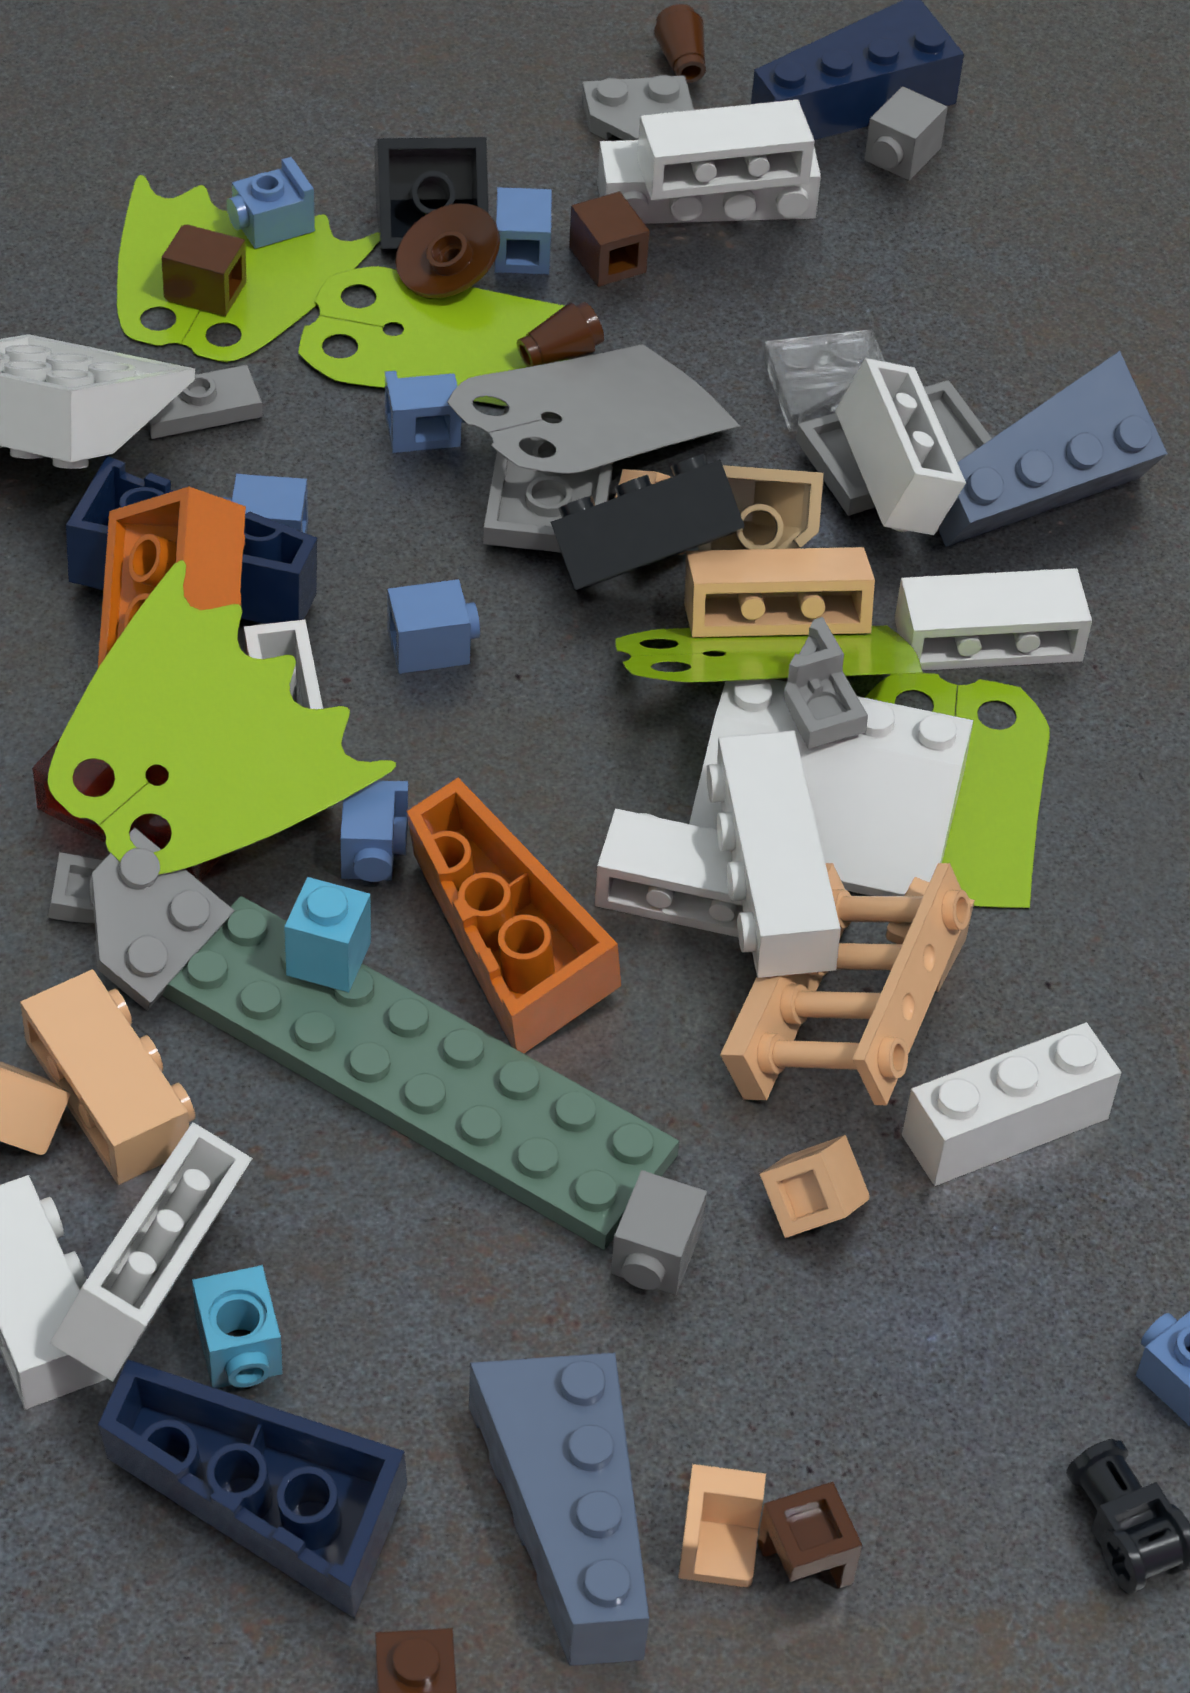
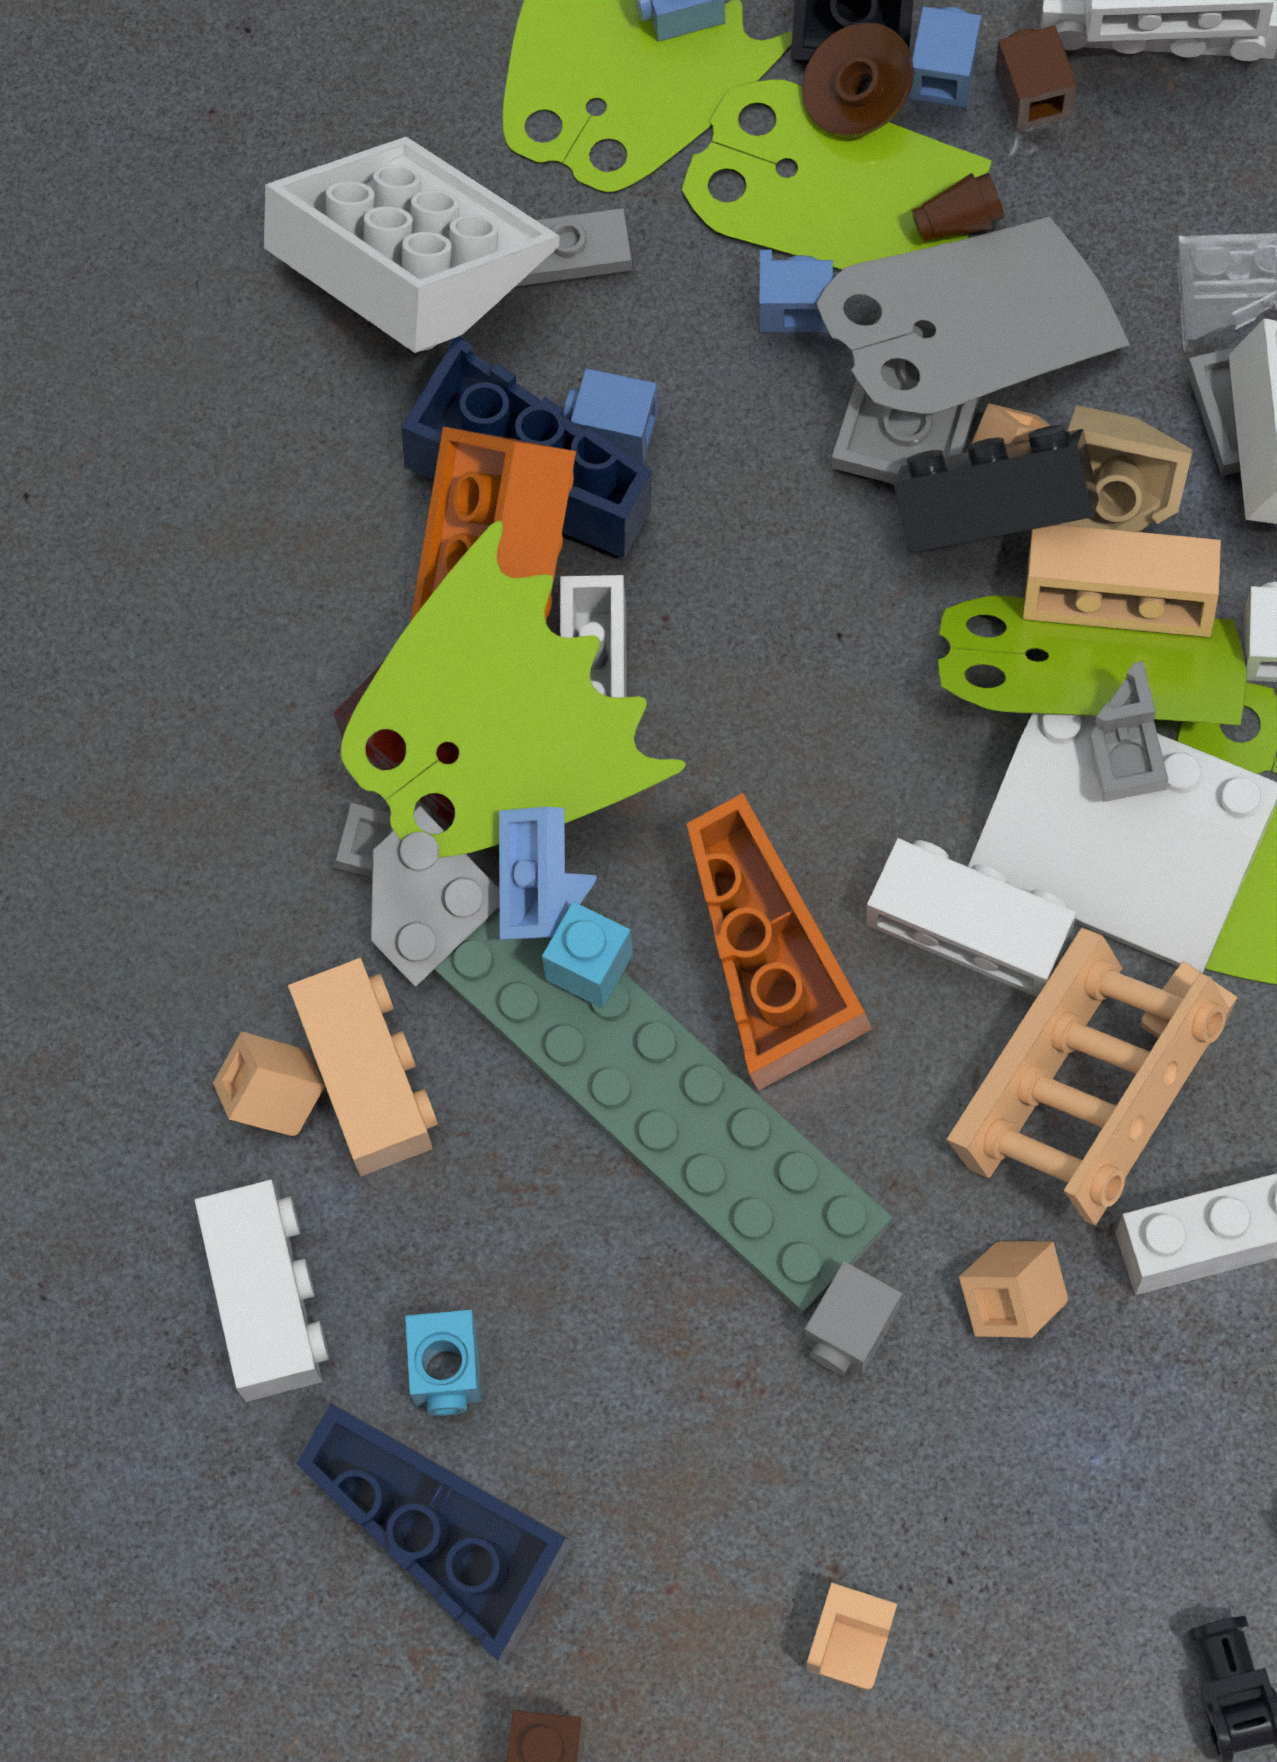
camera: 20 degrees right, 20 degrees up
(150, 1252) = (370, 1287): white brick -> none
(204, 269) = (596, 78): reddish brown panel -> none
(261, 865) = (533, 875): none -> light blue slope
(374, 830) = (657, 822): medium blue brick -> none
(431, 626) = (758, 574): medium blue brick -> none
(567, 1476) = (718, 1568): sand blue wedge -> none
(775, 855) = (1041, 928): white brick -> none
(811, 1534) = (927, 1670): reddish brown panel -> none

